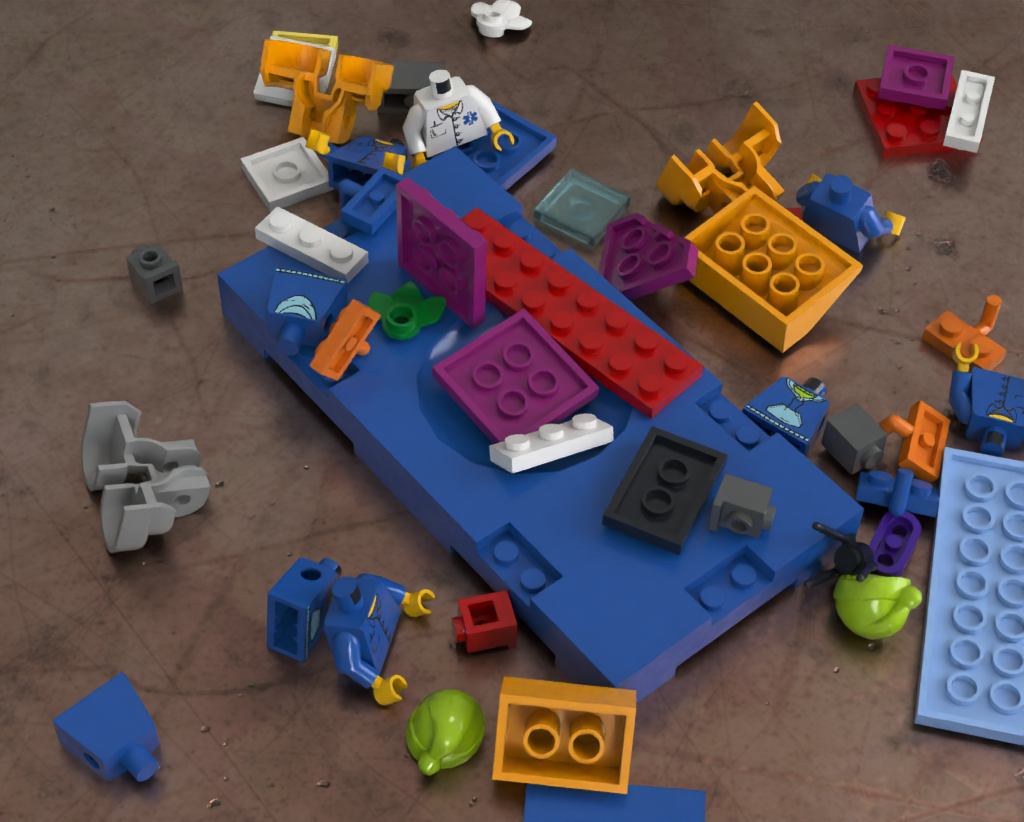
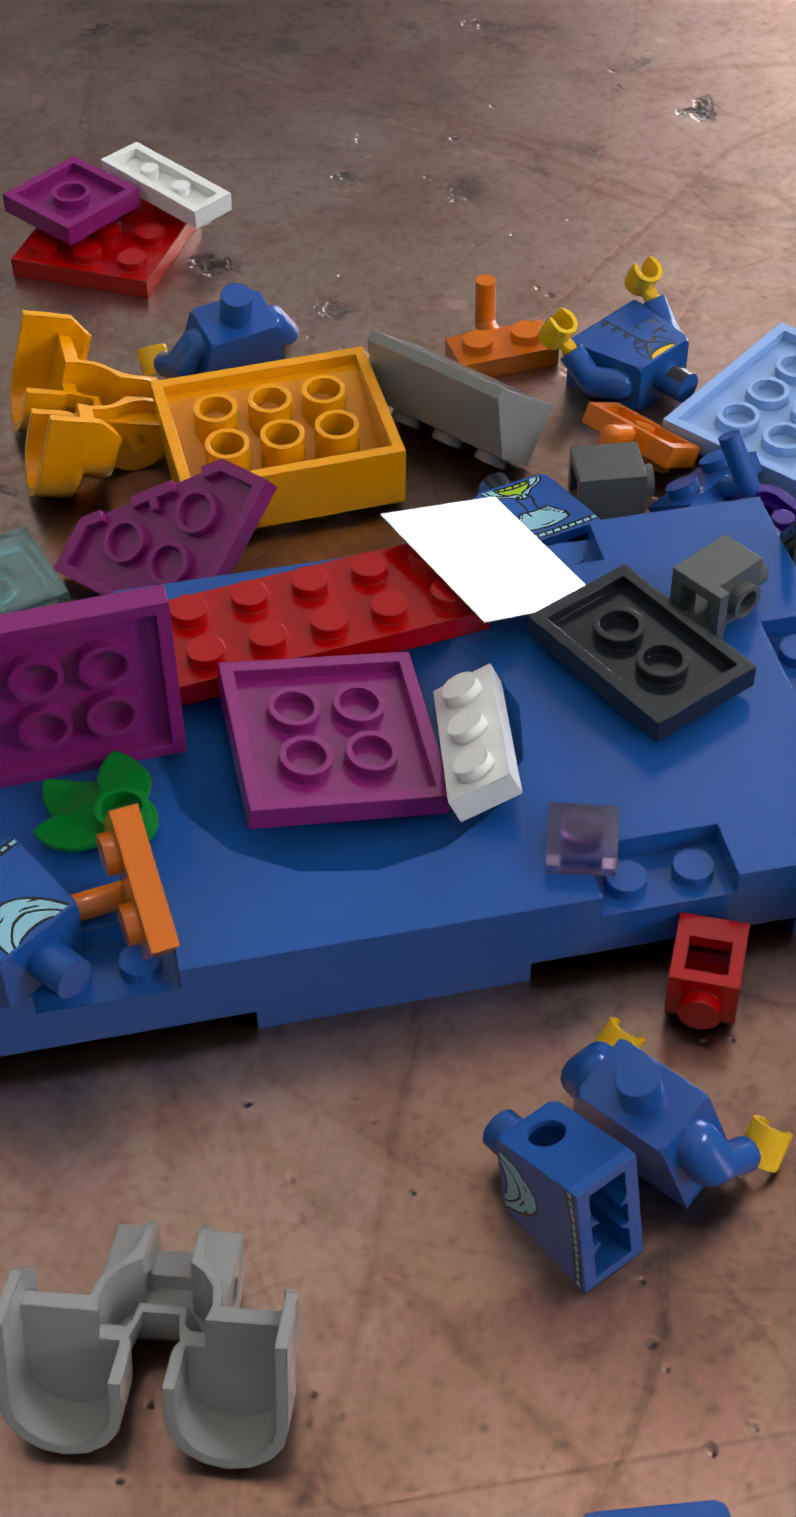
camera: 60 degrees left, 5 degrees down
(506, 516) = (582, 839): none -> clear purple plate
(696, 391) = (486, 556): none -> white sticker
(873, 333) = (457, 401): none -> light grey slope

